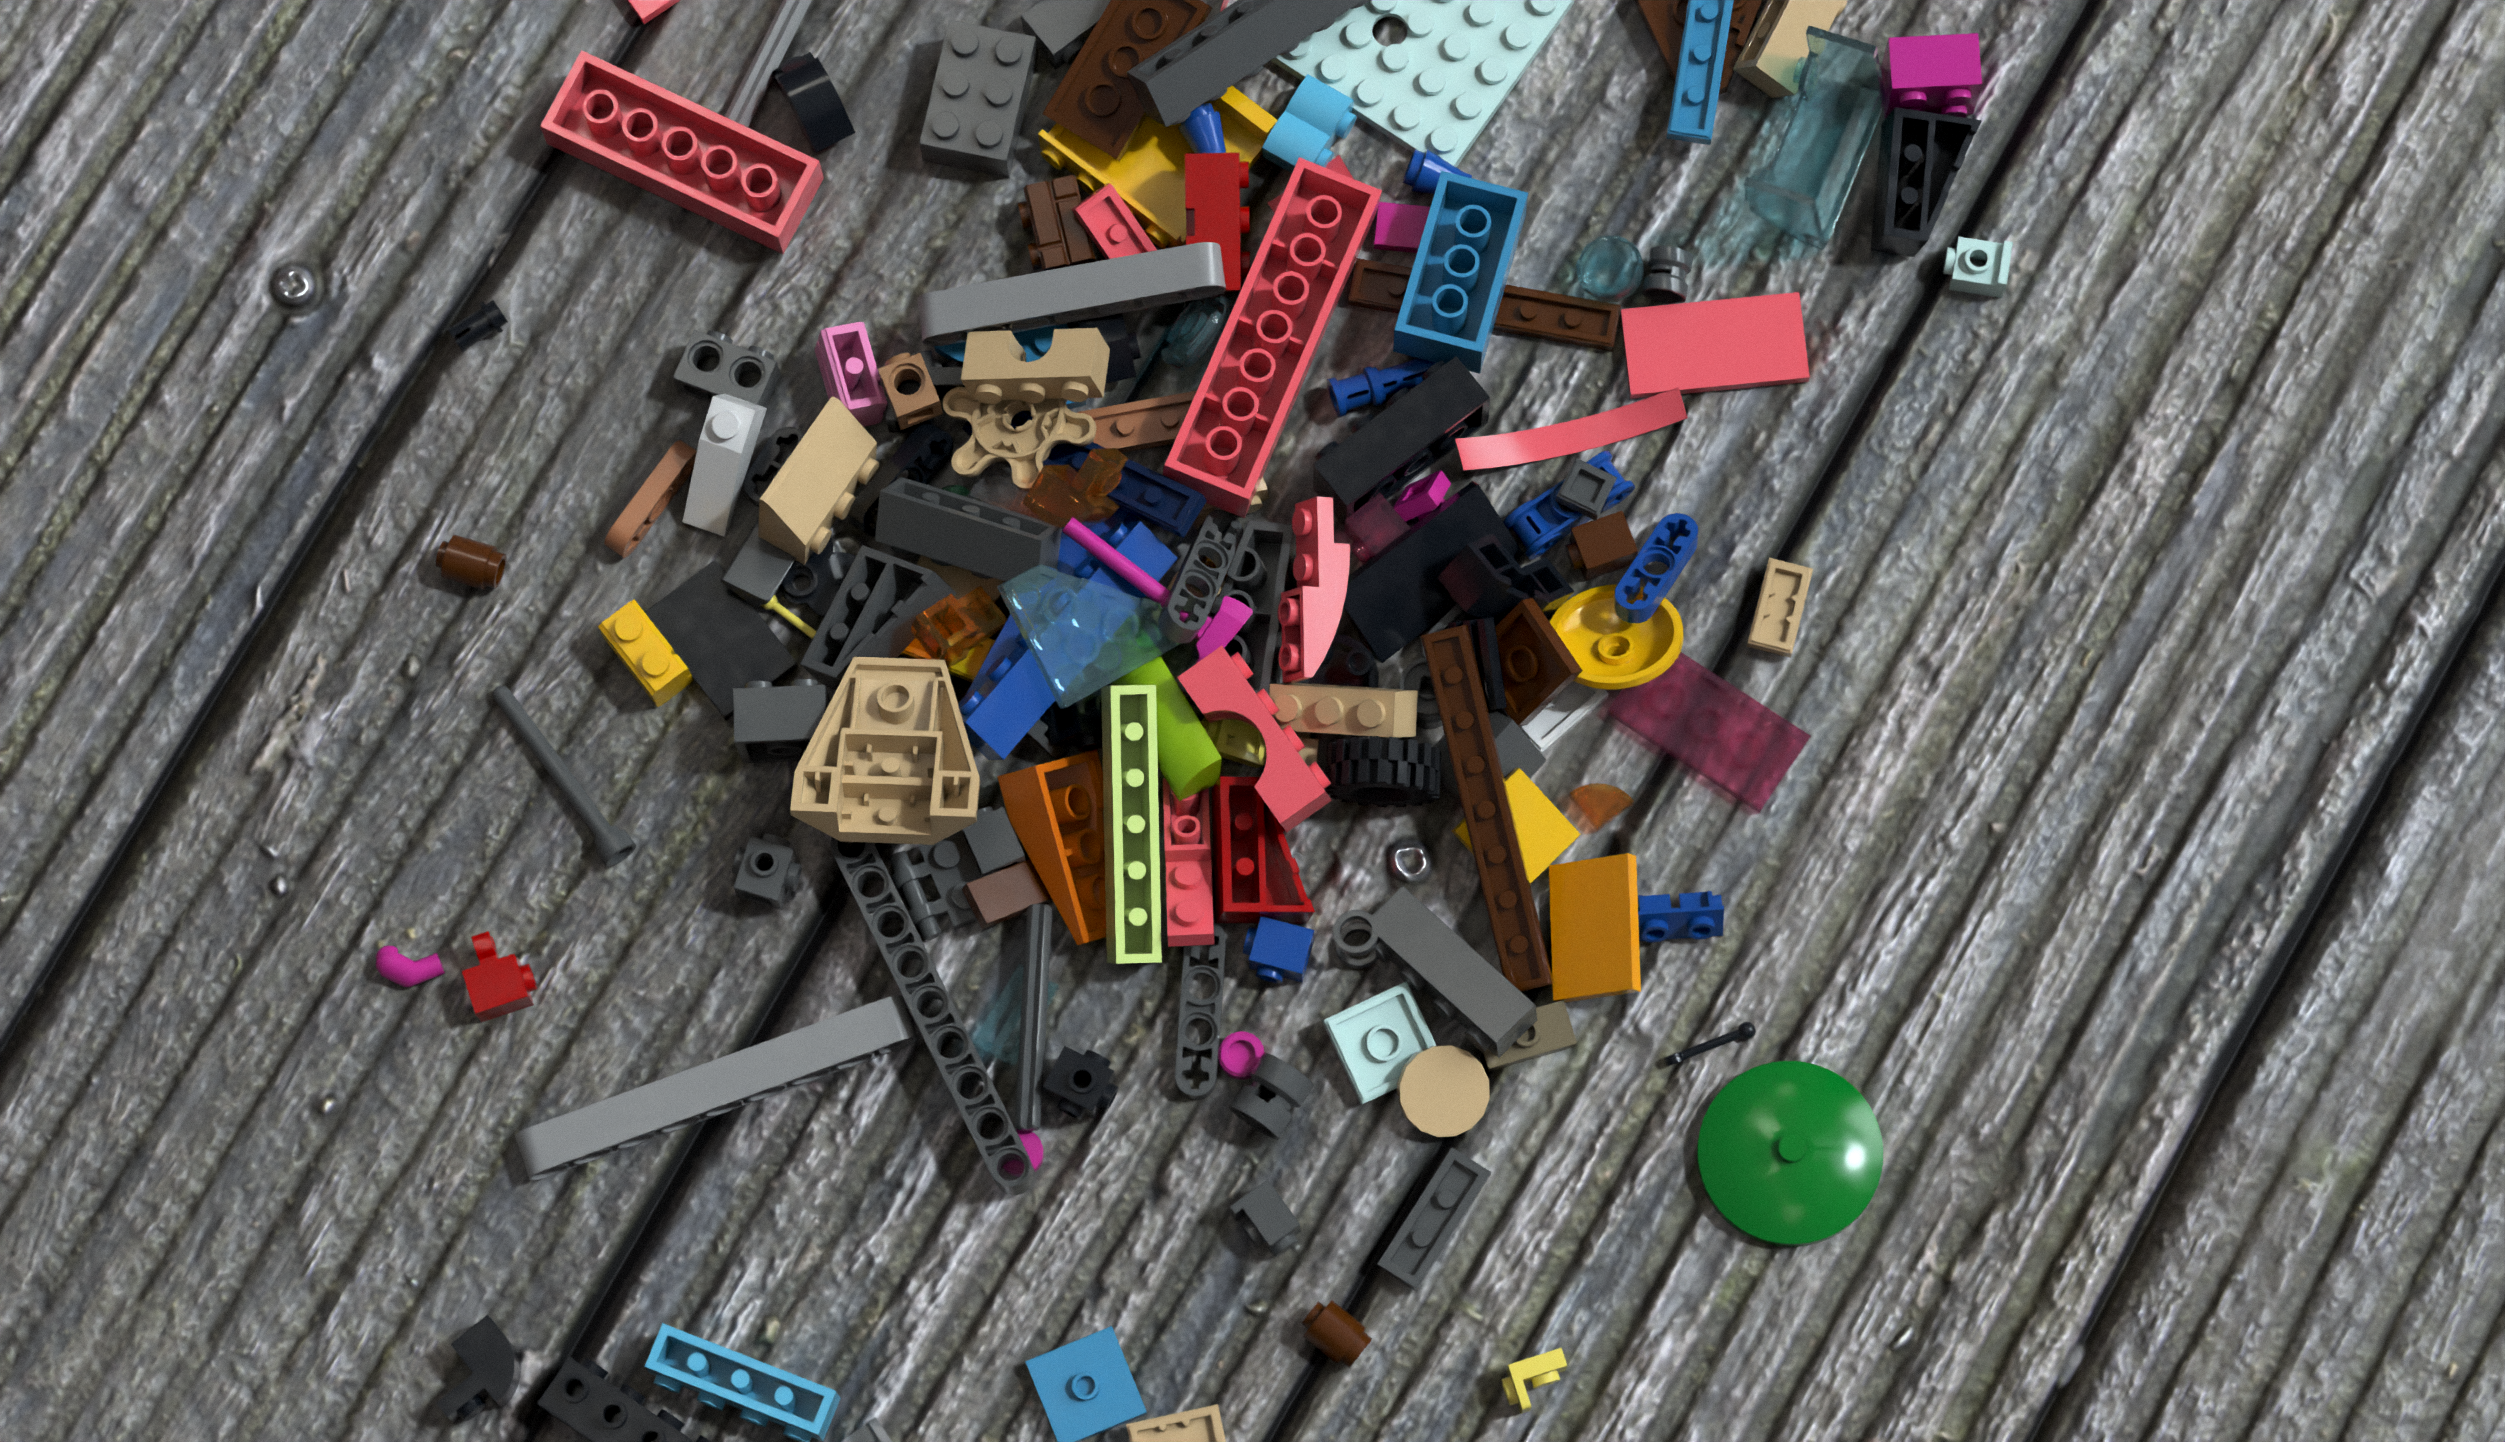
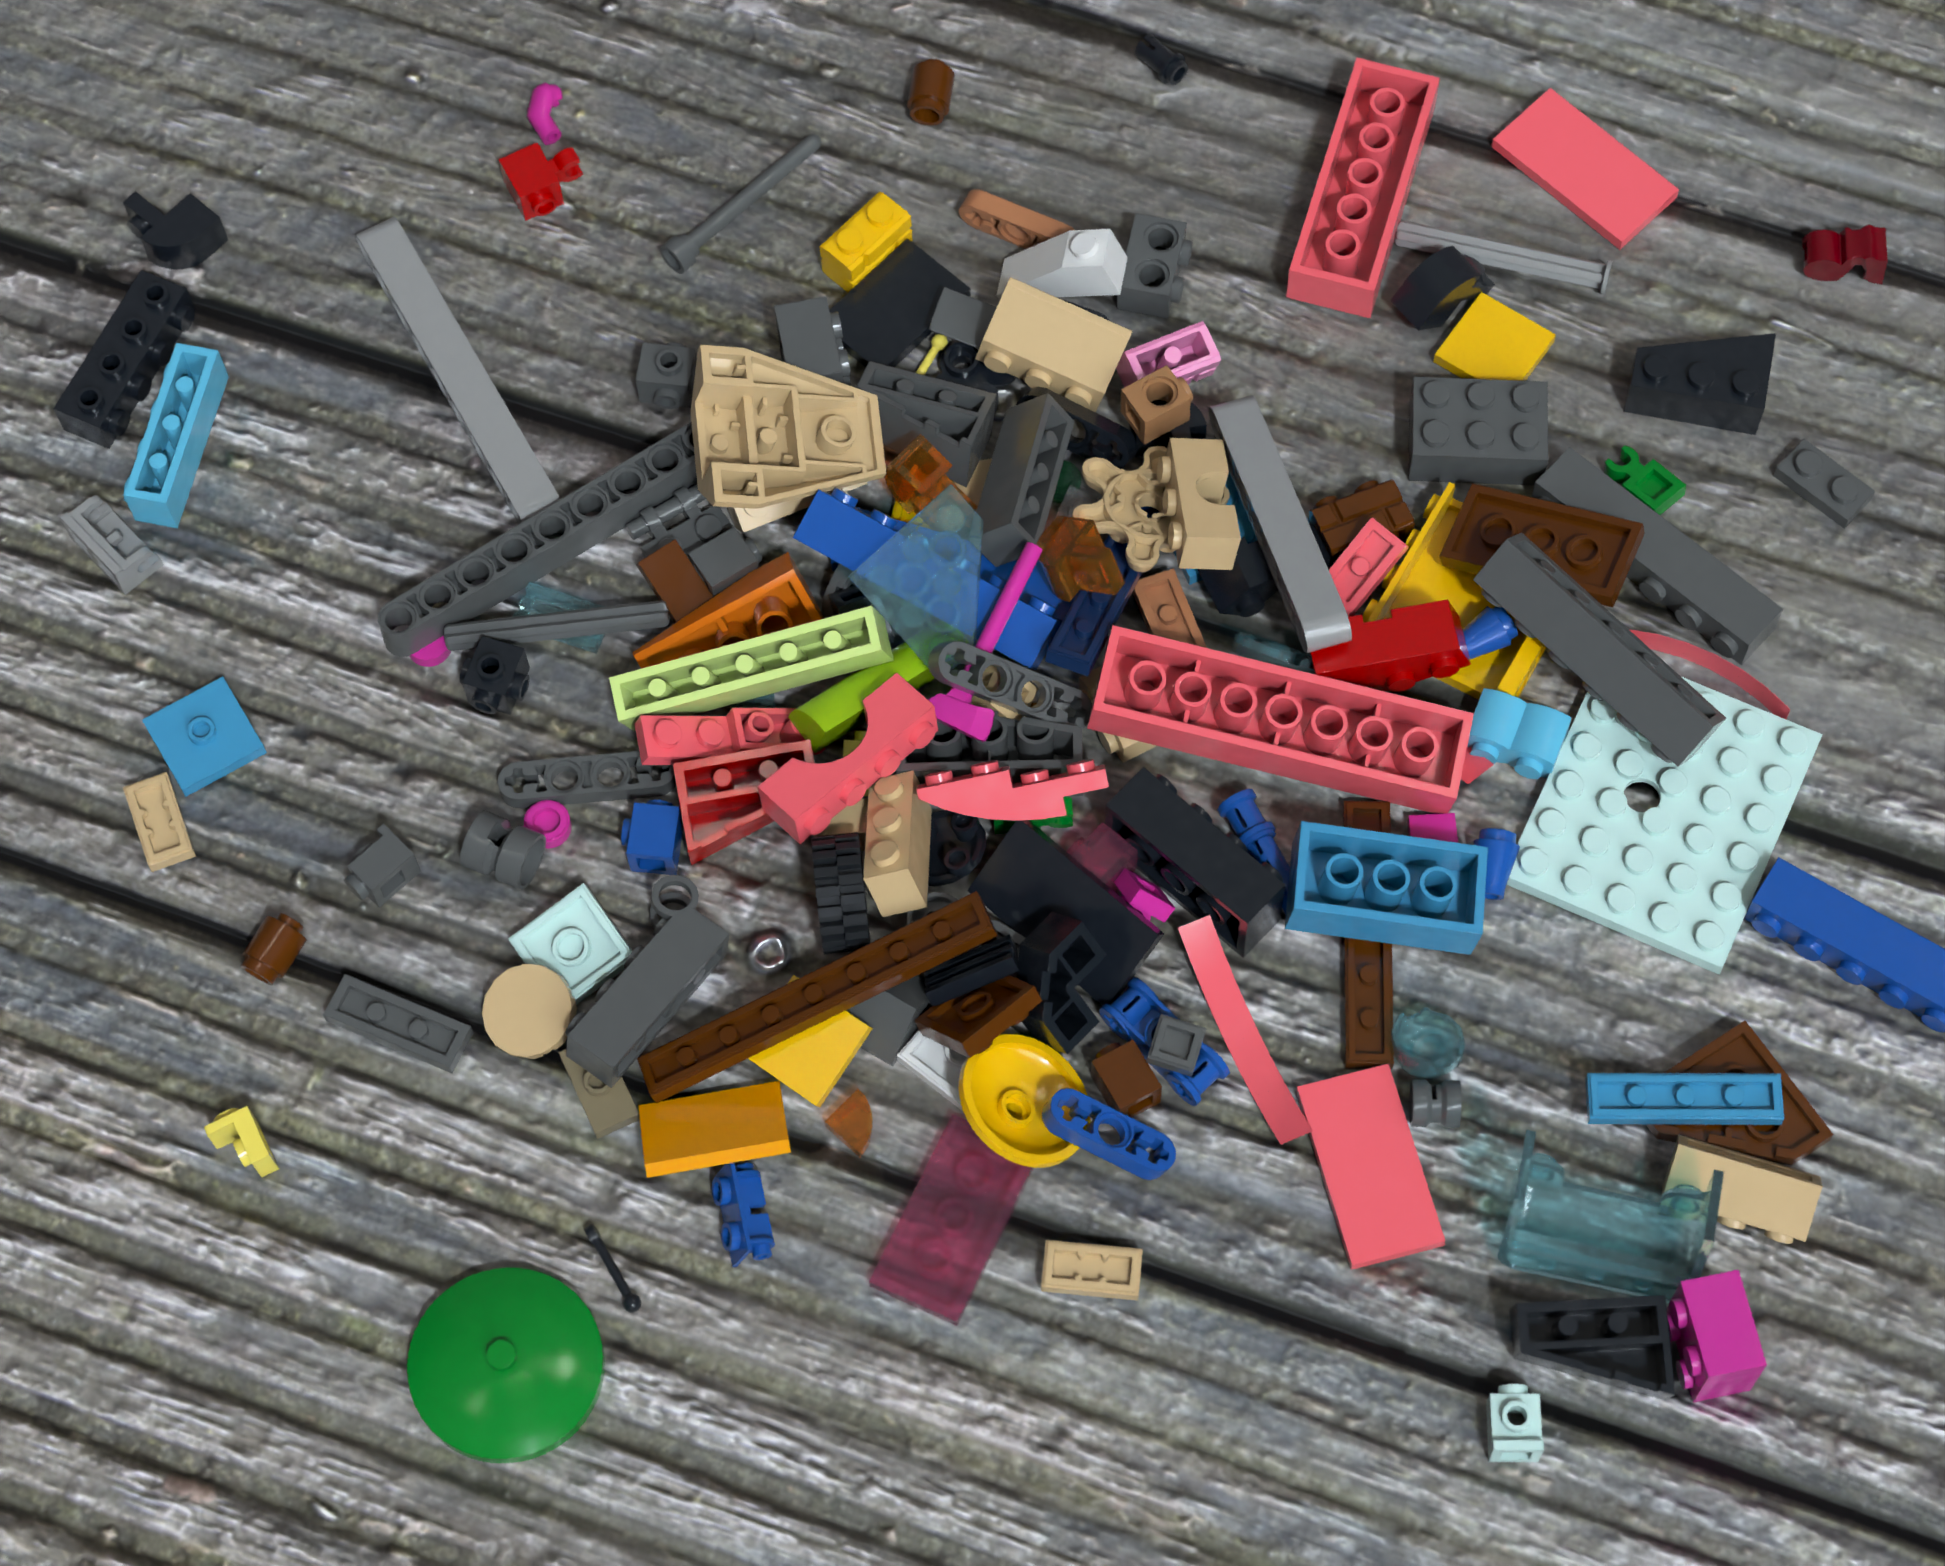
camera: 80 degrees right, 10 degrees down
(881, 67) = (1494, 343): none -> yellow tile

